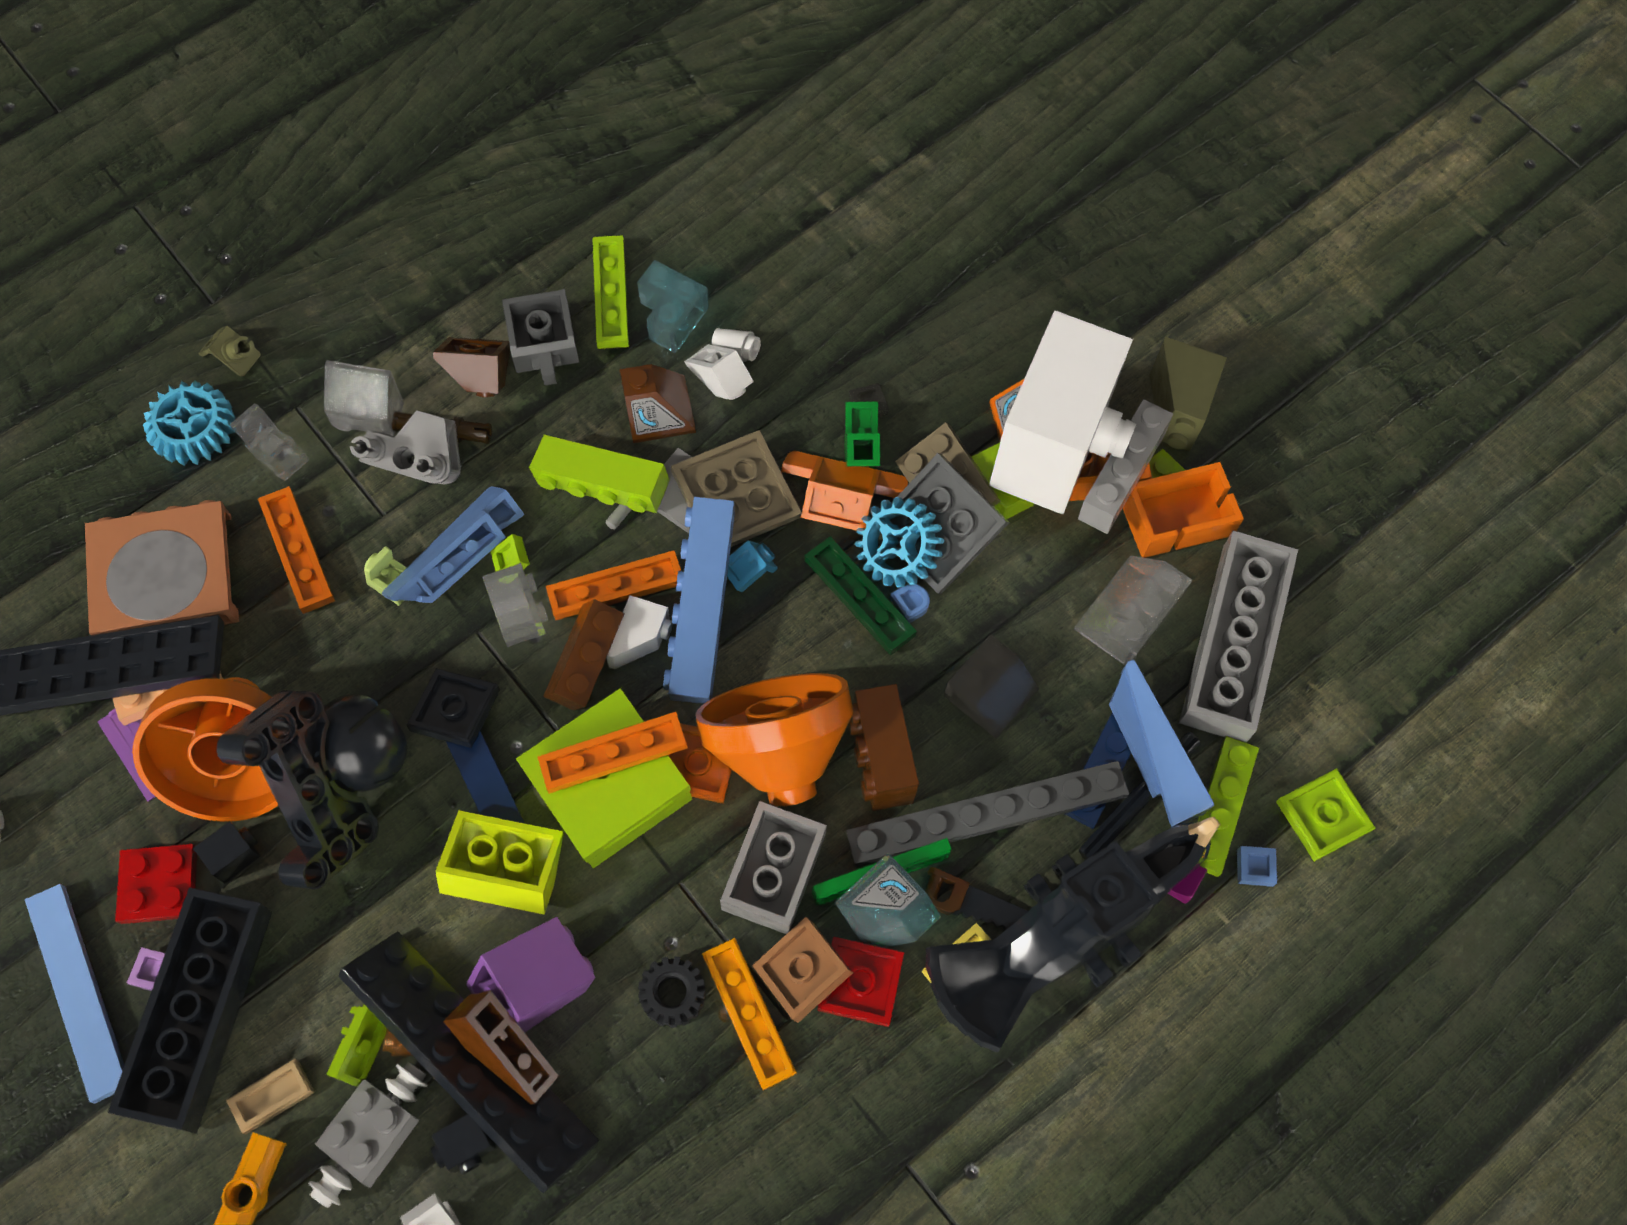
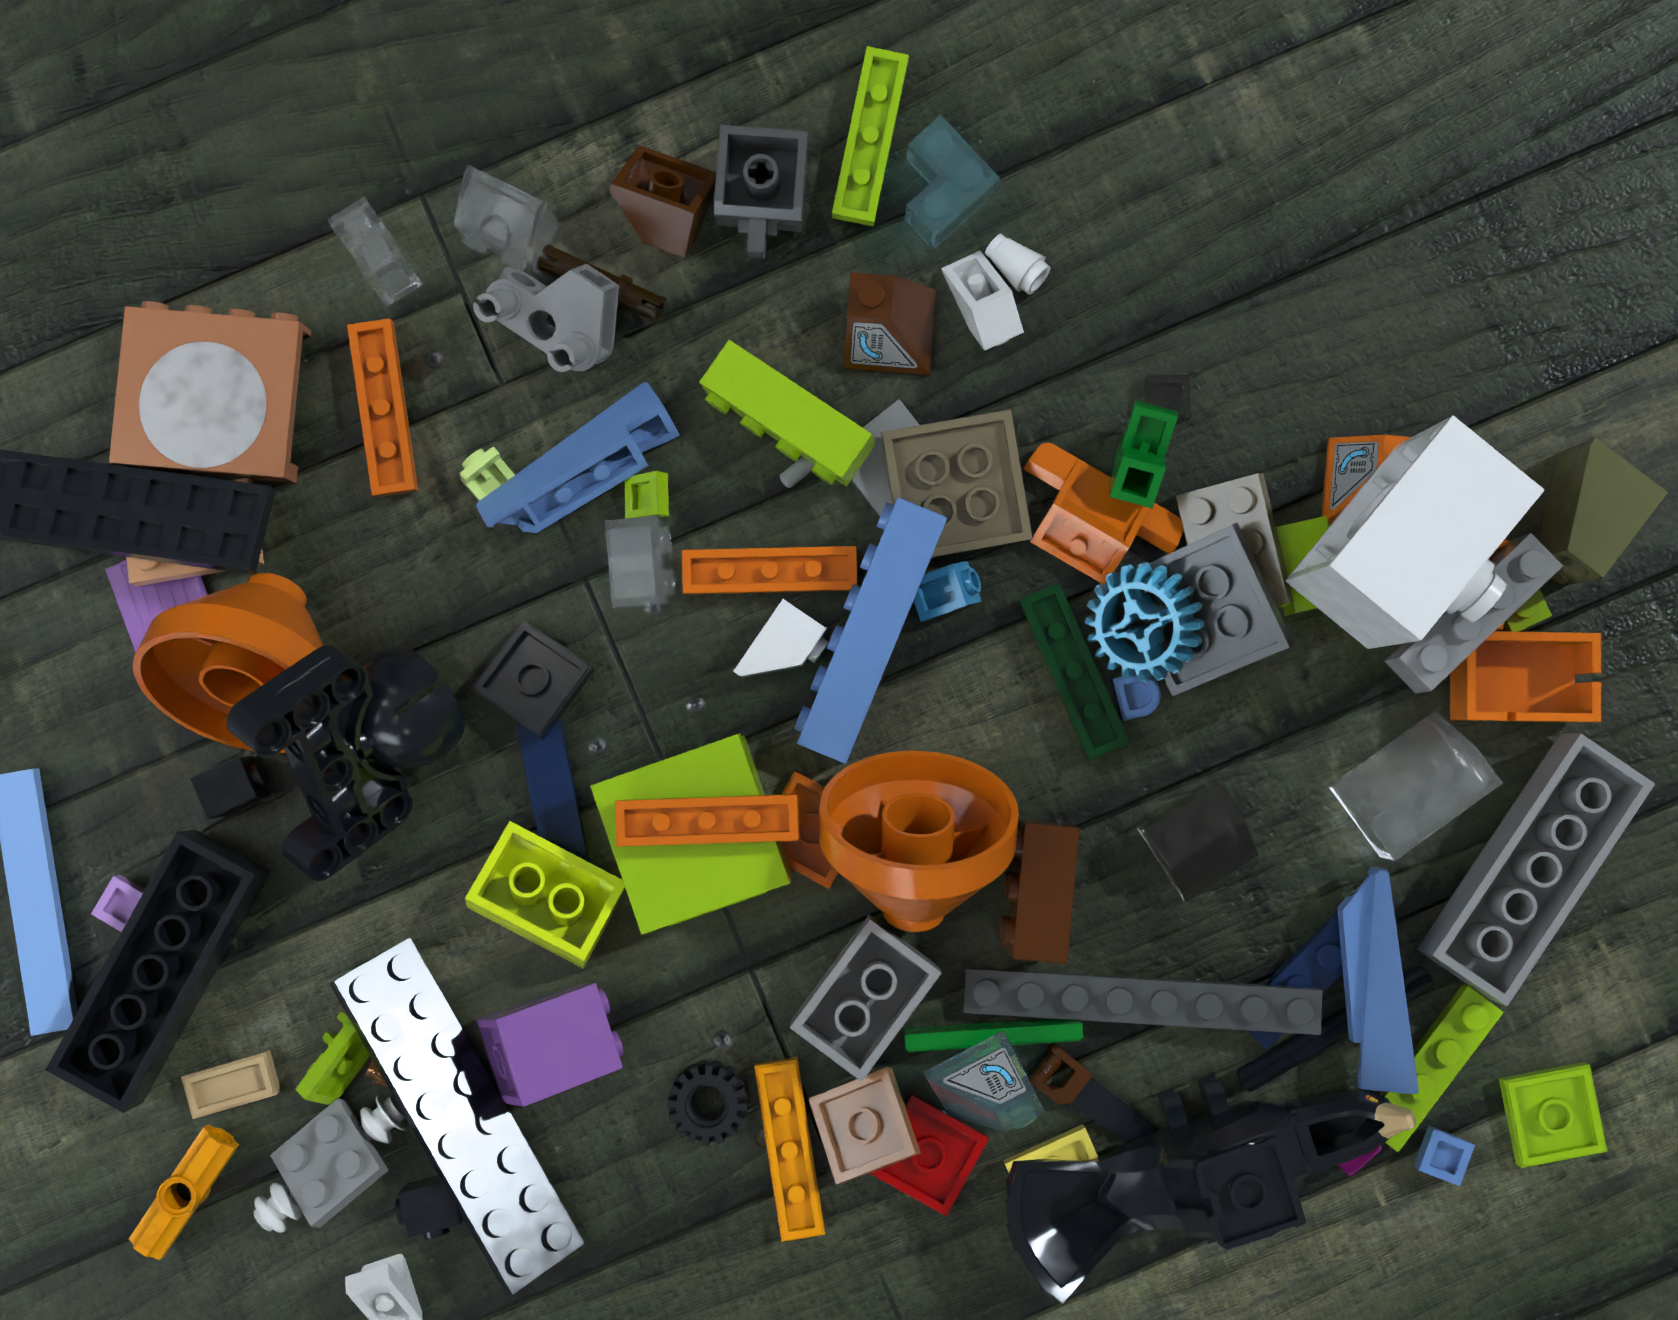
camera: 20 degrees right, 20 degrees up
(154, 882) = (142, 797): red plate -> none
(201, 427) = (277, 155): medium azure gear -> none
(232, 350) = (350, 90): olive bracket -> none
(501, 1045) = (496, 1120): reddish brown slope -> none
(584, 655) = (706, 661): reddish brown brick -> none

